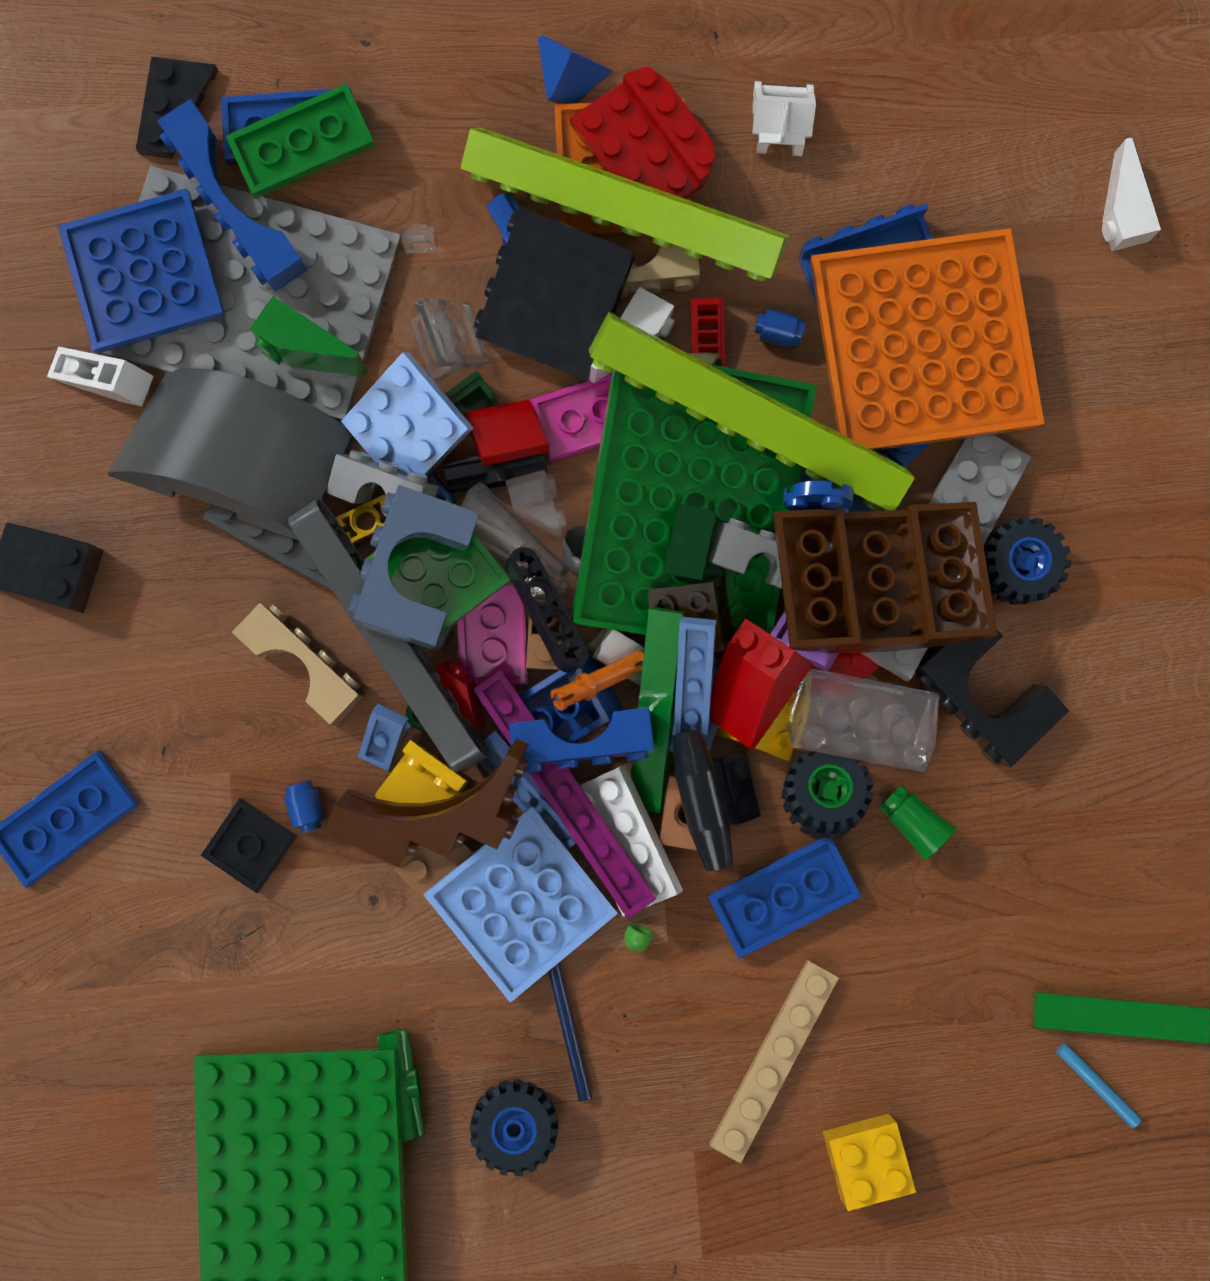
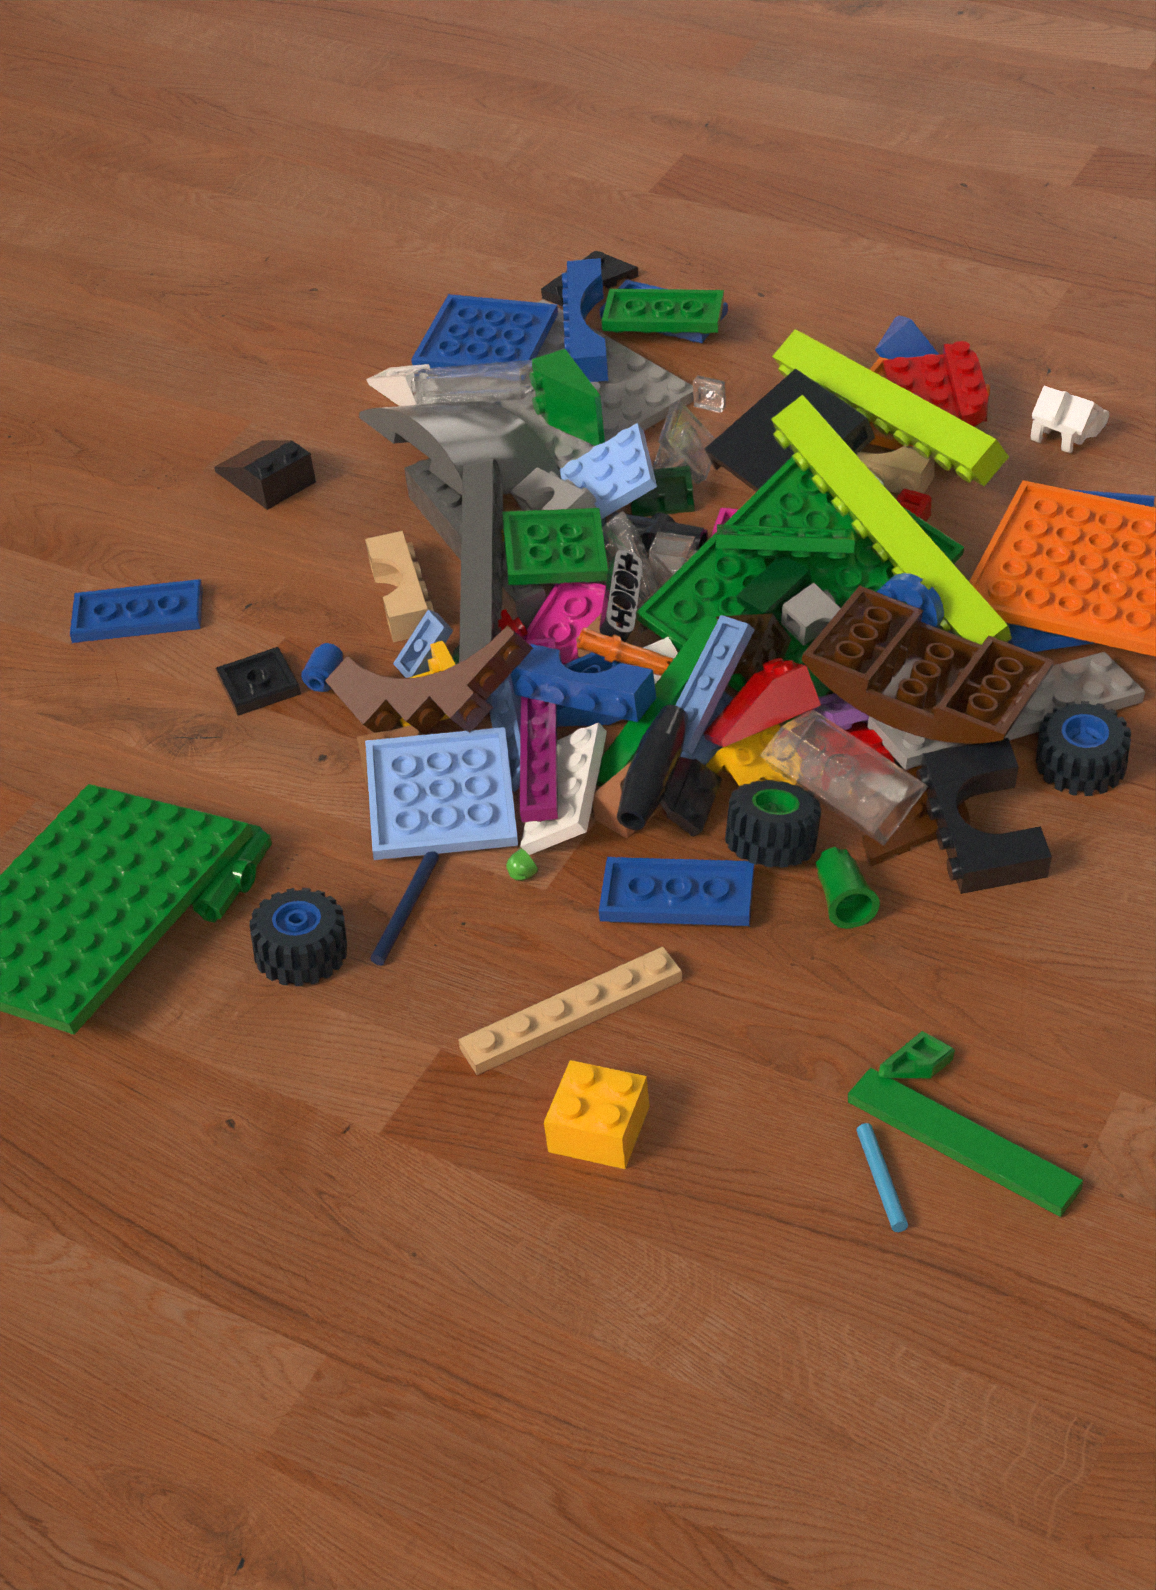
camera: 40 degrees right, 40 degrees down
(192, 360) = (473, 382): none -> clear slope
(408, 517) = (553, 488): sand blue arch -> none
(507, 432) = (682, 509): red tile -> none
(674, 487) = (798, 540): none -> green plate
(779, 328) = (968, 533): blue brick -> none
(1067, 962) = (918, 1058): none -> green tile

